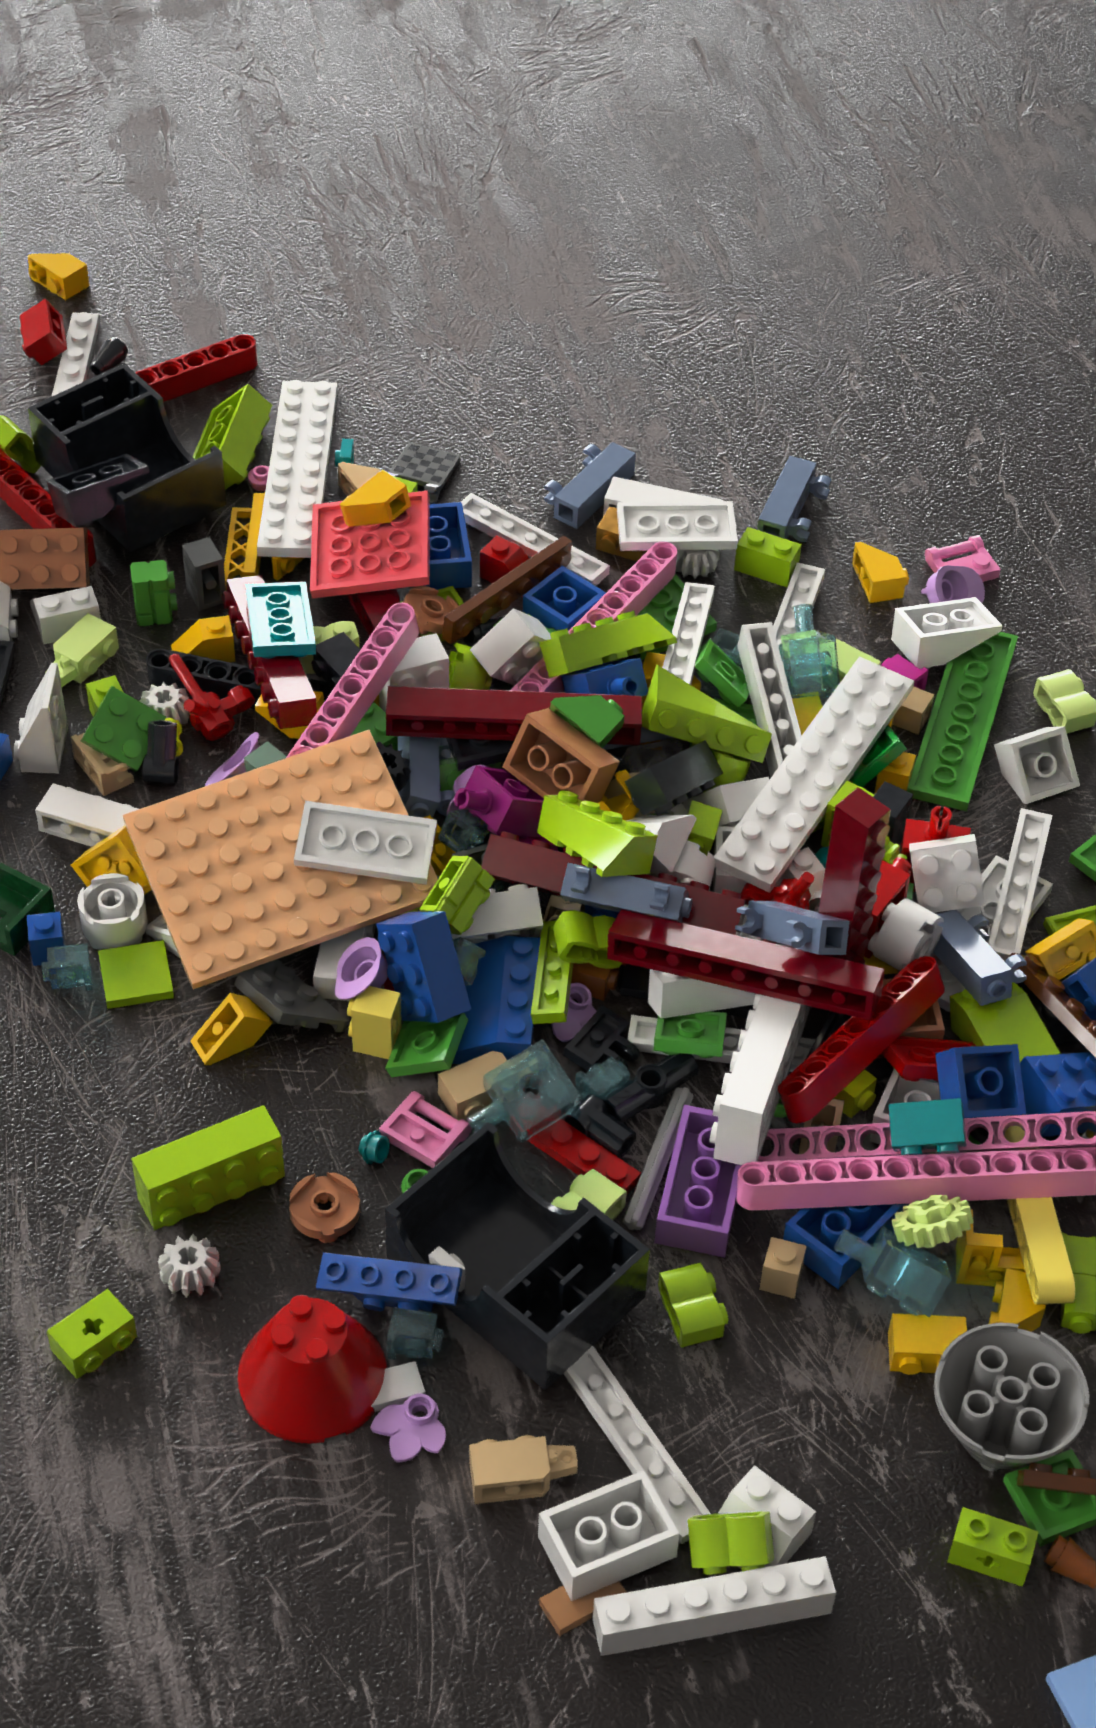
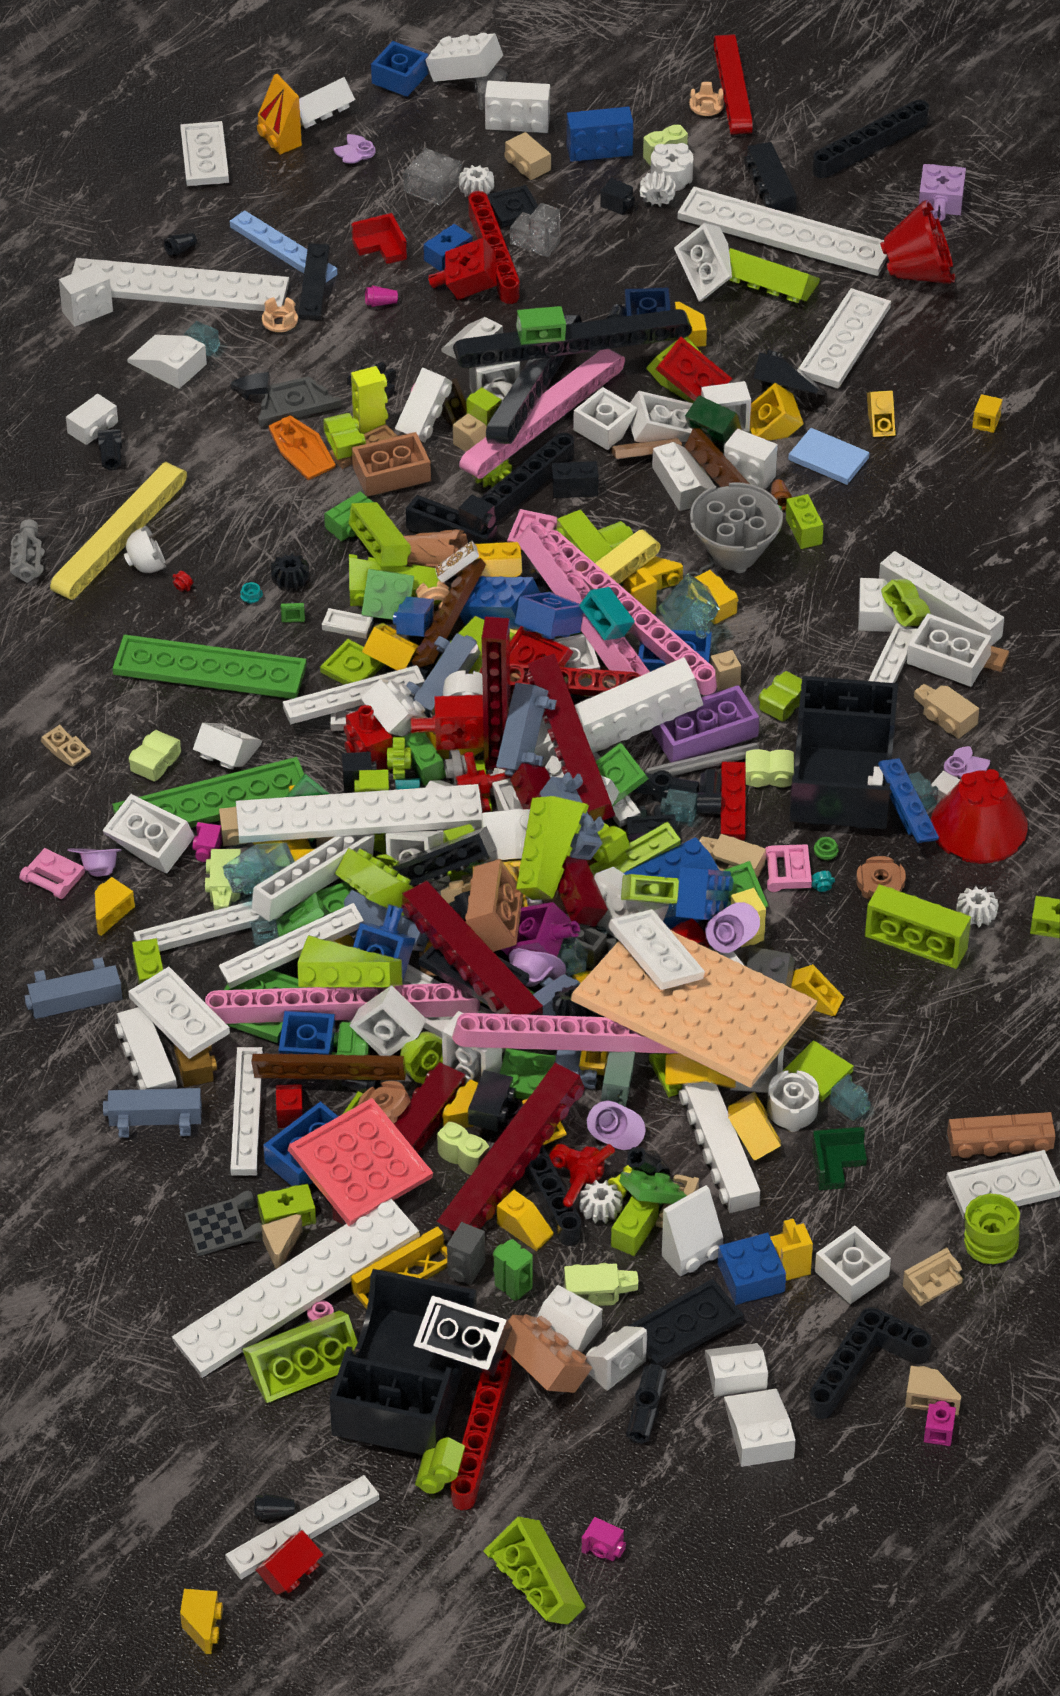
camera: 125 degrees left, 0 degrees up
(44, 932) = (842, 1116): blue brick -> none
(202, 367) = (273, 1450): red beam -> none
(280, 619) = (492, 1145): plate -> none
(346, 453) = (257, 1268): teal plate -> none
(376, 501) = (331, 1160): yellow slope -> none
(524, 1111) = (735, 811): clear light blue brick -> none
(591, 716) = (454, 895): bright green slope -> none
(932, 1221) = (668, 593): yellowish green gear -> none

